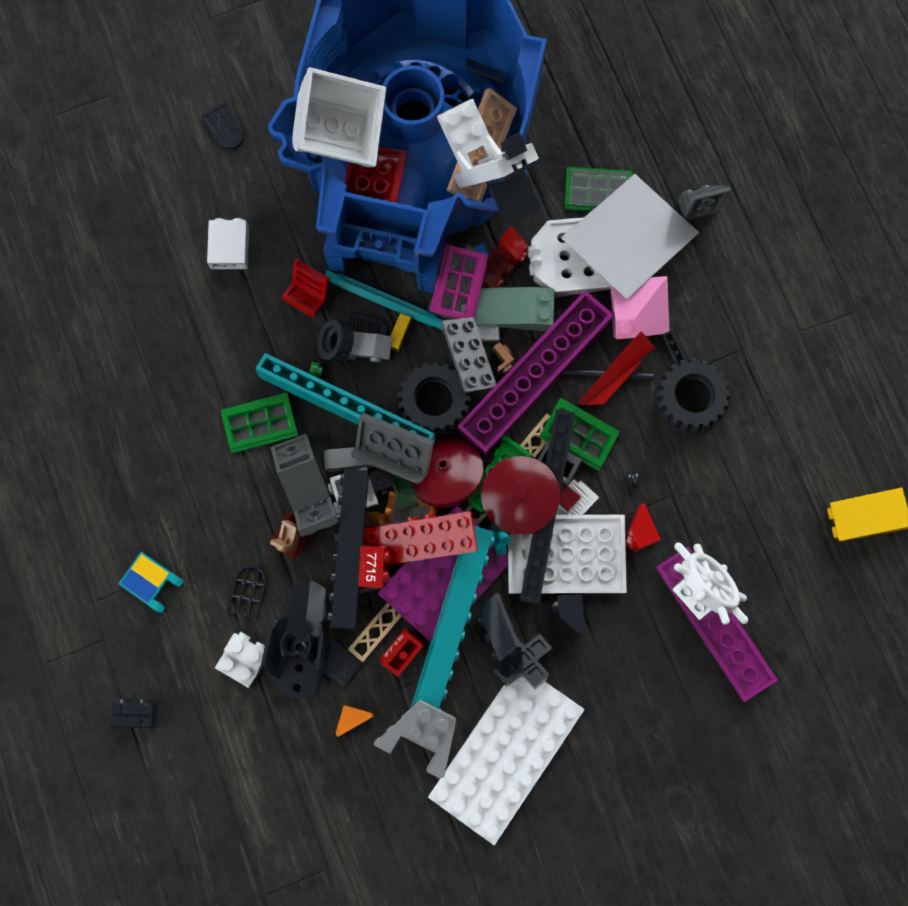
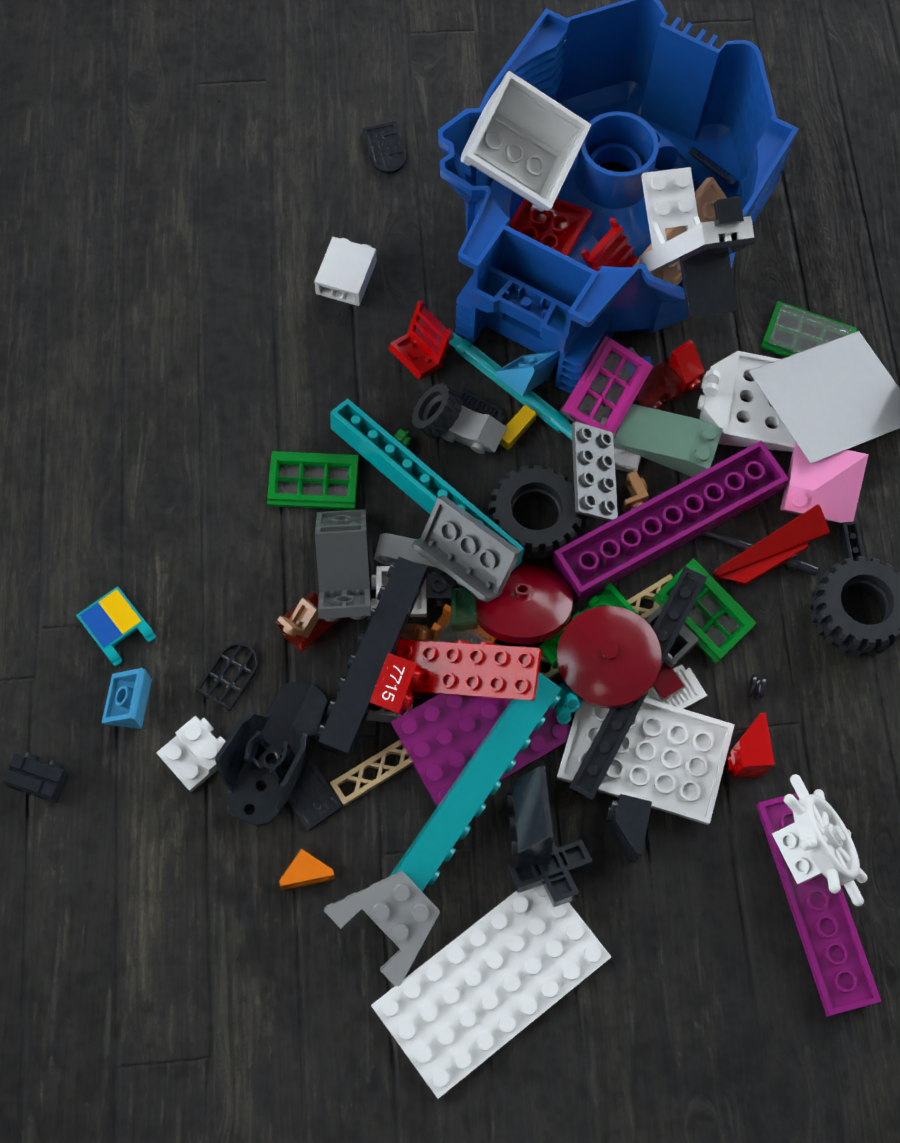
camera: 15 degrees right, 10 degrees down
(179, 635) = (127, 698): none -> dark azure slope
(393, 287) = (528, 371): none -> dark azure slope
(401, 652) = (396, 806): red brick -> none
(431, 185) = (615, 254): none -> red plate

